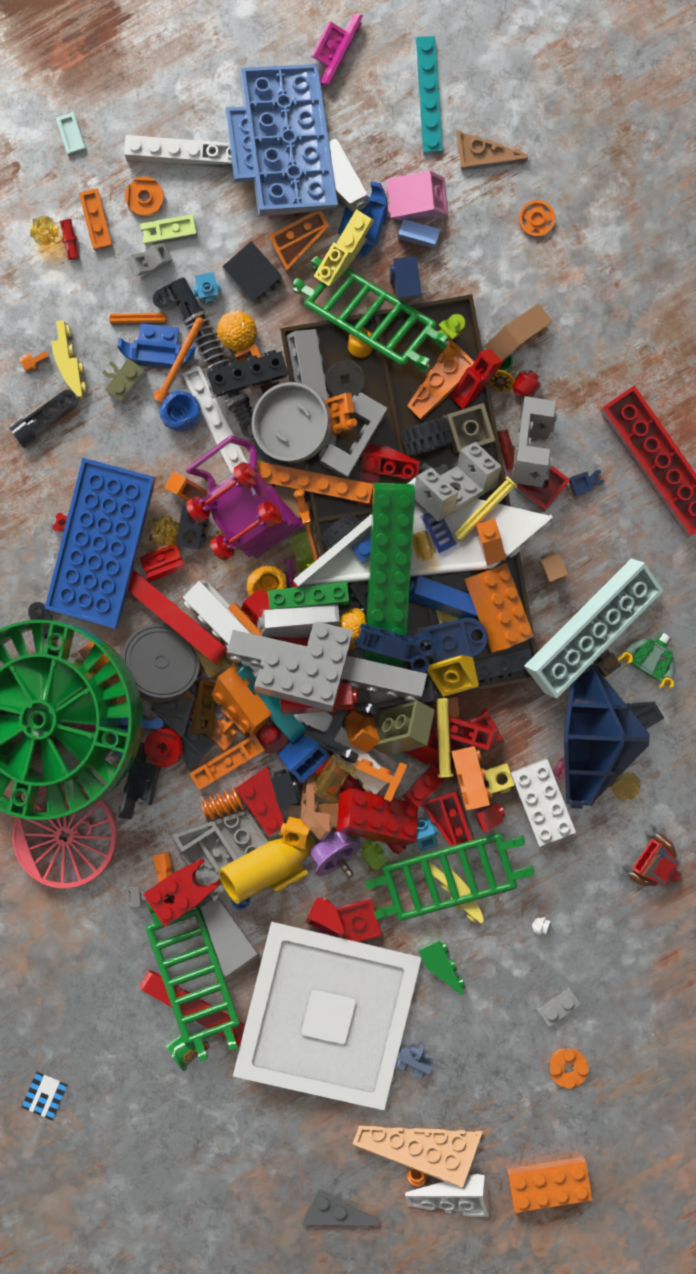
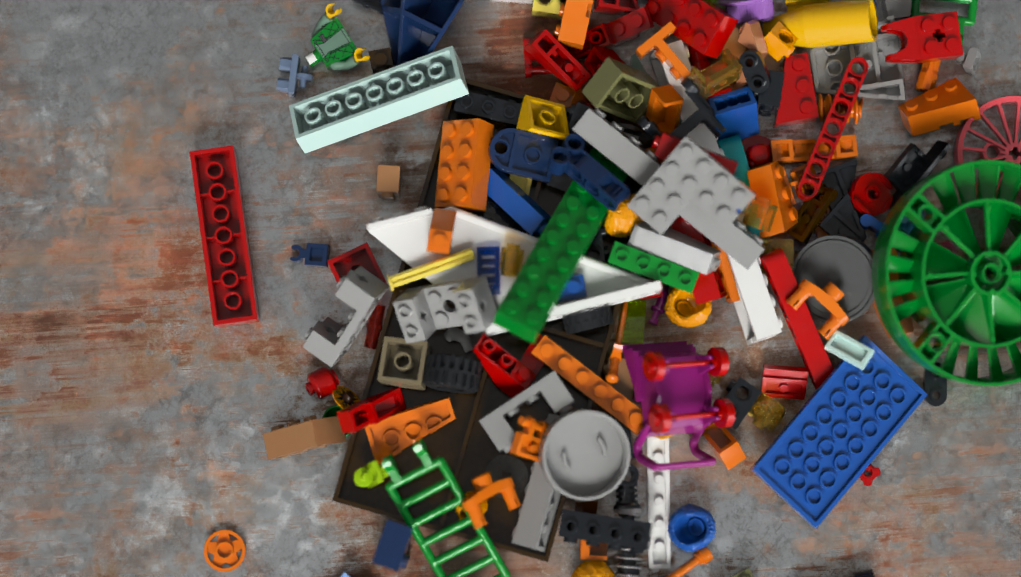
camera: 160 degrees left, 5 degrees down
(122, 610) = (849, 349): none -> light aqua tile
(142, 843) = (939, 107): none -> orange wedge
(158, 641) = (828, 298): none -> orange connector
(215, 790) = (839, 121): none -> red beam
(243, 681) = (760, 214): none -> clear yellow brick
(301, 796) = (755, 71): none -> black plate
(355, 359) = (484, 489): none -> orange connector
(443, 738) = (584, 62): light yellow axle -> none
(670, 609) = (290, 85): none -> sand blue hips

